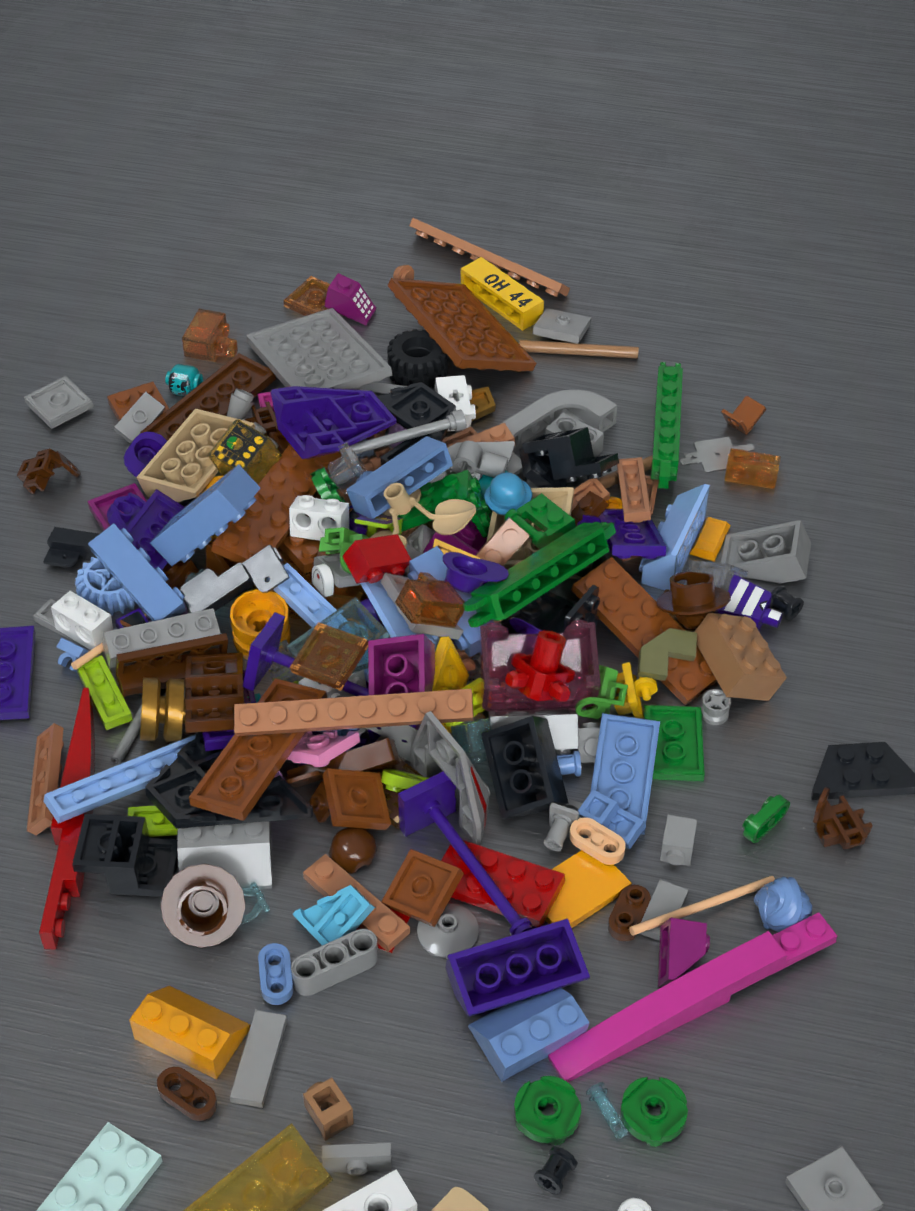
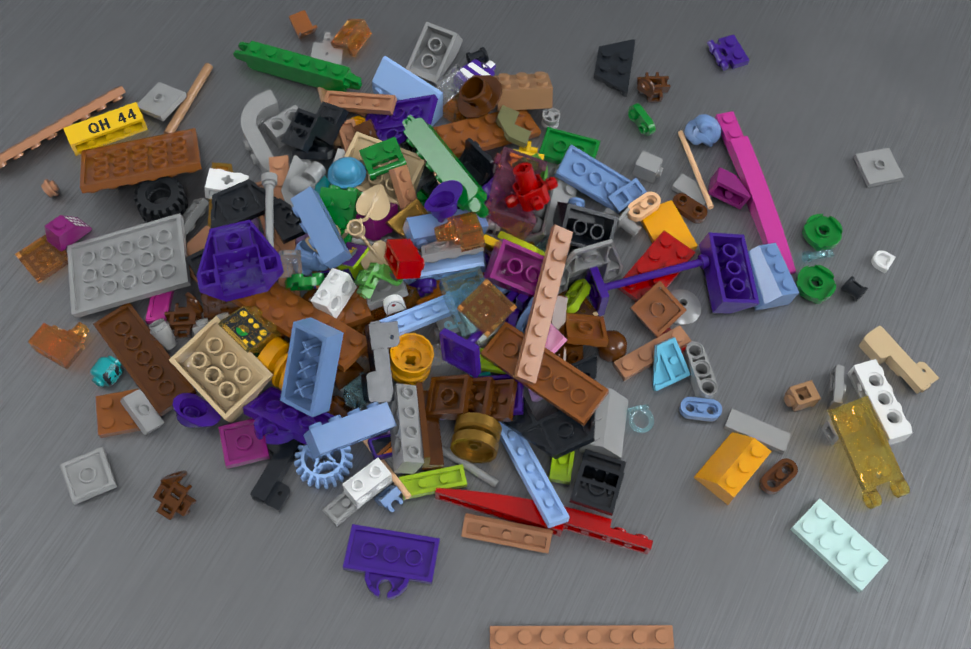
camera: 80 degrees left, 15 degrees up
(202, 905) = (650, 439): helmet -> none

